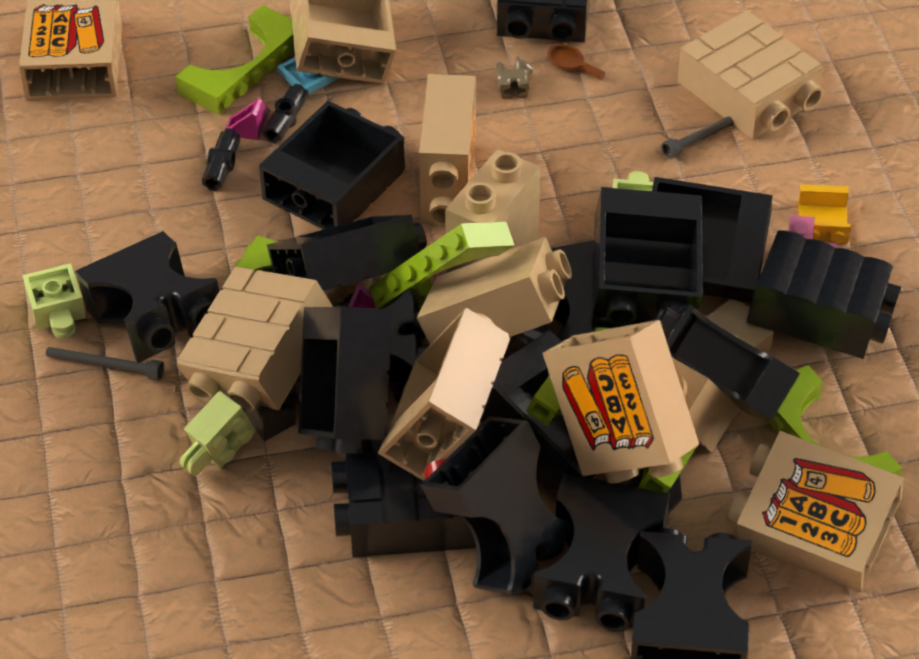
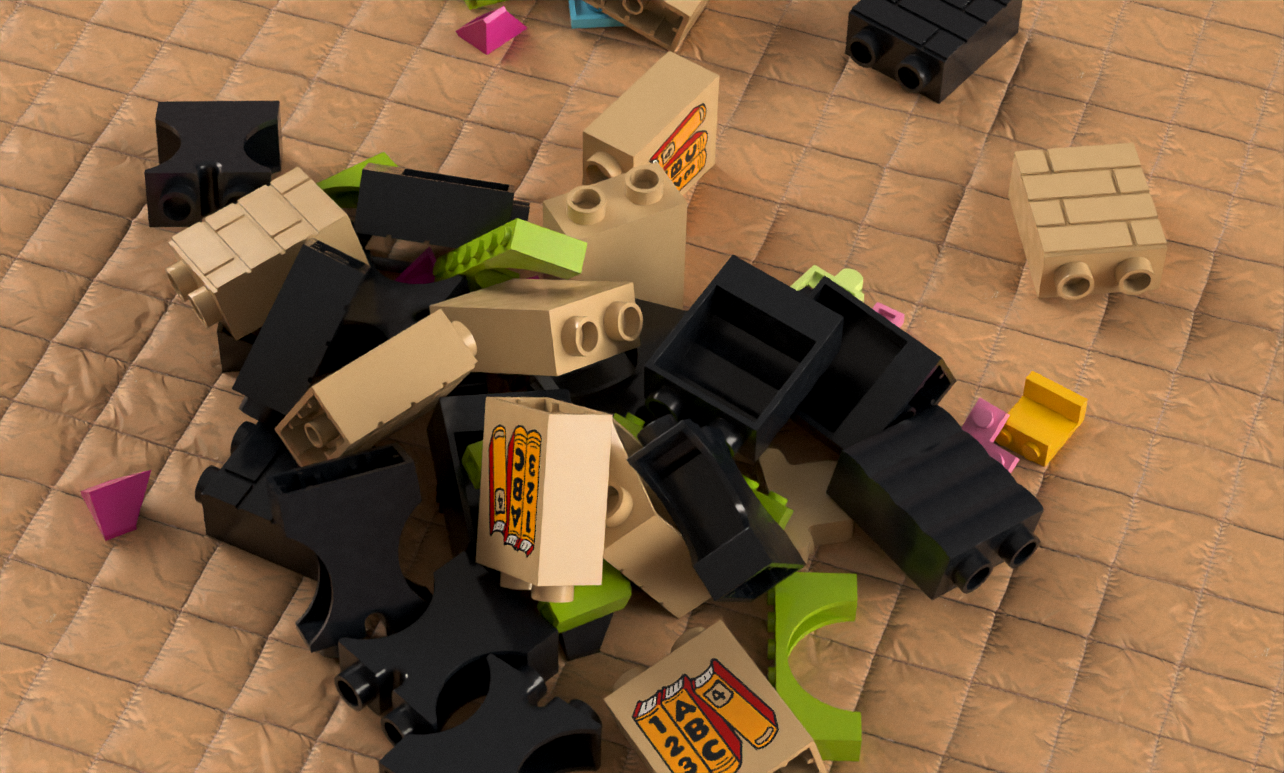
camera: 30 degrees right, 0 degrees up
(55, 299) = (127, 126): yellowish green brick -> none
(152, 369) = (132, 213): dark grey piece -> none
(216, 434) = (163, 336): yellowish green brick -> none
(221, 159) = (424, 57): black piece -> none
(274, 566) = (117, 503): none -> dark pink slope
(285, 113) = (533, 37): black piece -> none
(332, 166) = (521, 112): black brick -> none
(513, 79) = (815, 109): dark tan animal -> none
(571, 59) = (901, 113): dark orange piece -> none
(675, 146) = (931, 264): dark grey piece -> none

